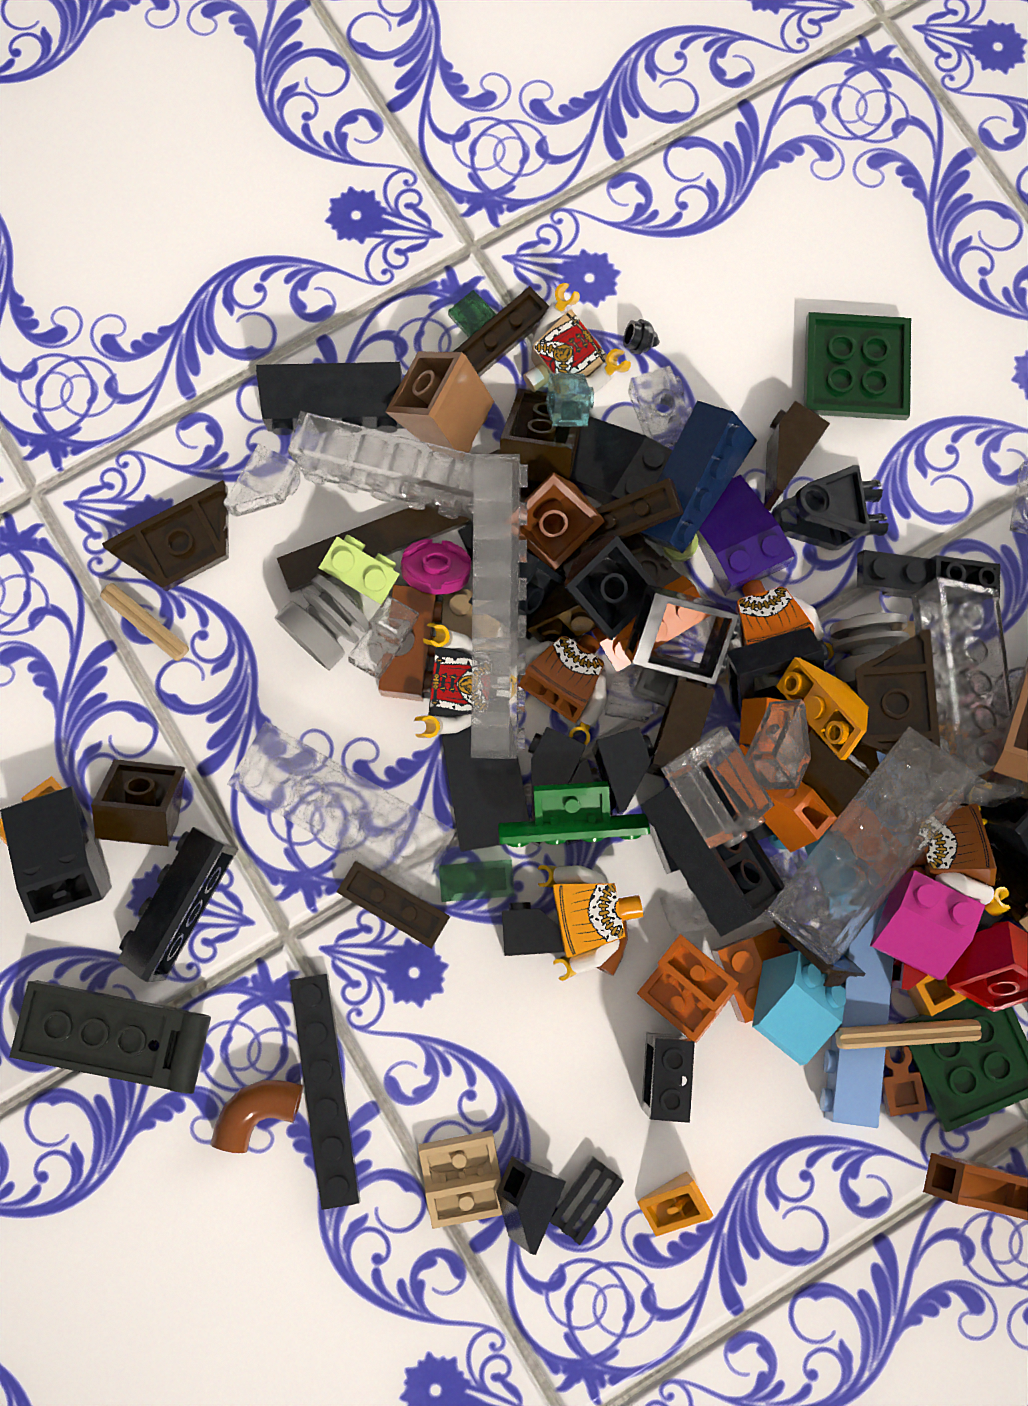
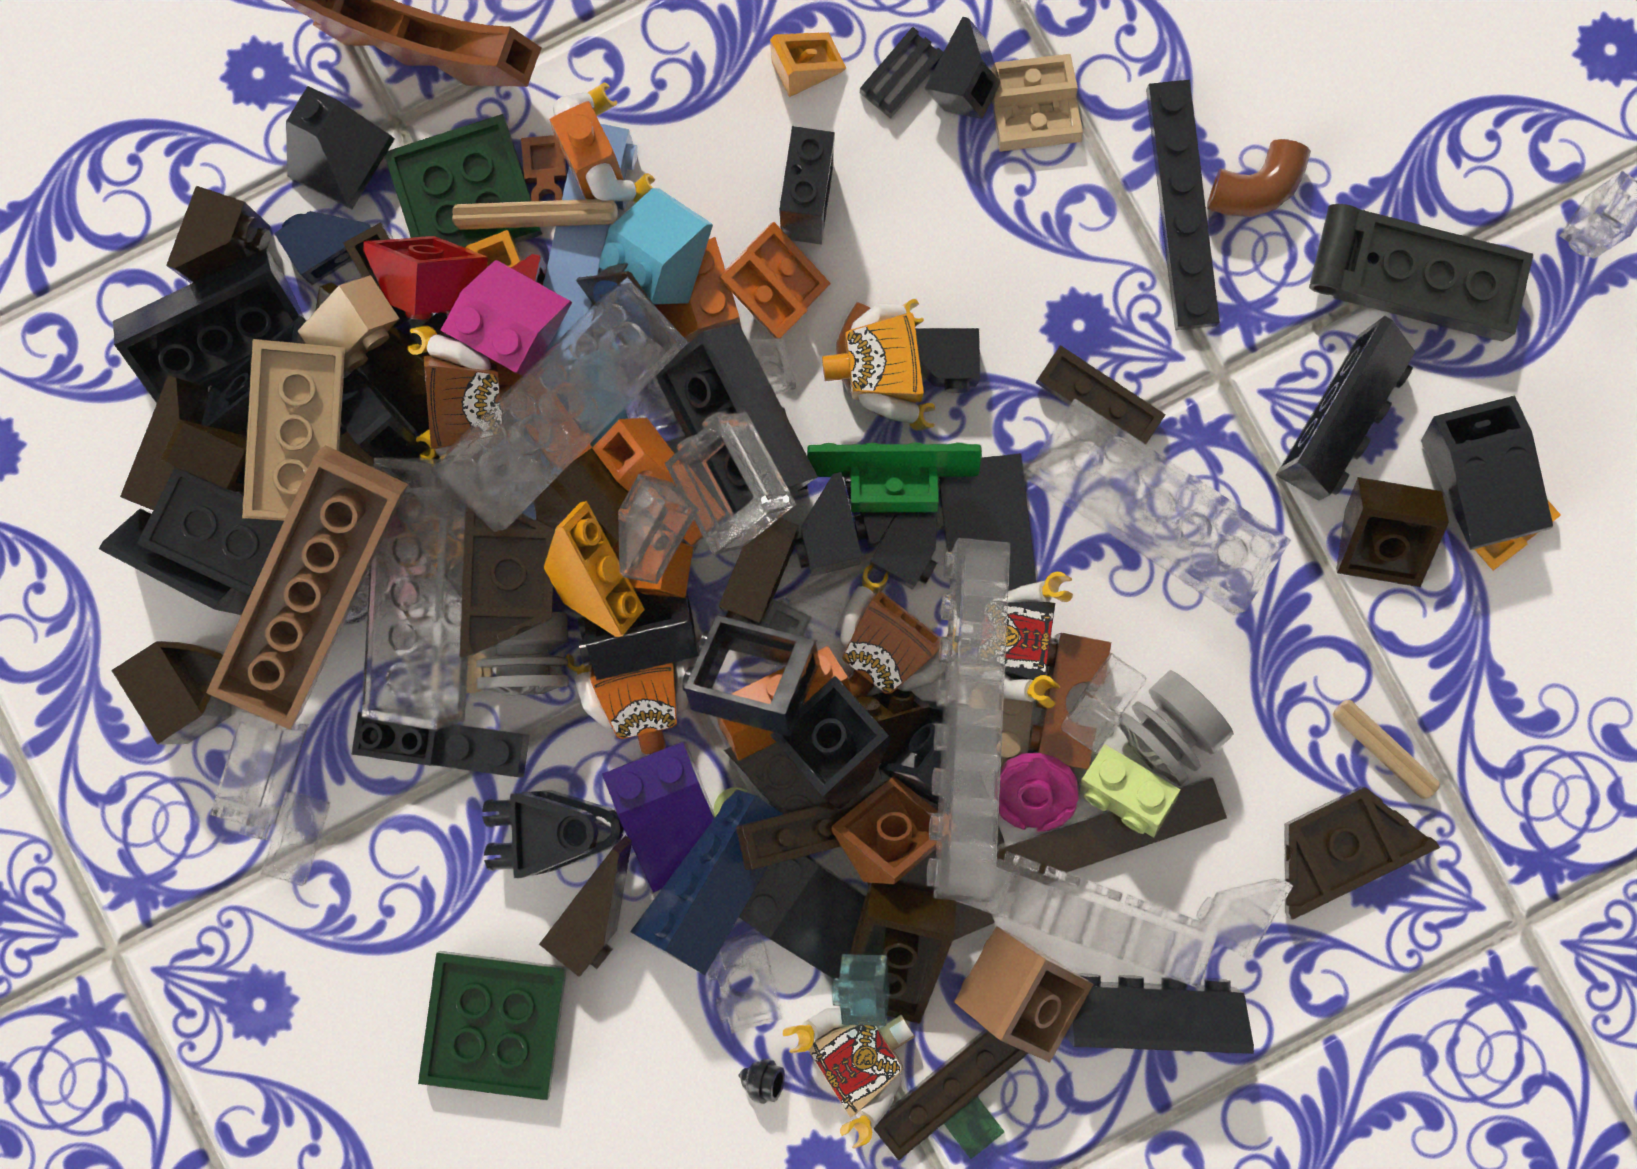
camera: 175 degrees left, 5 degrees up
(476, 880) = (1003, 420): clear green plate -> none
(870, 1094) = (589, 149): none -> torso

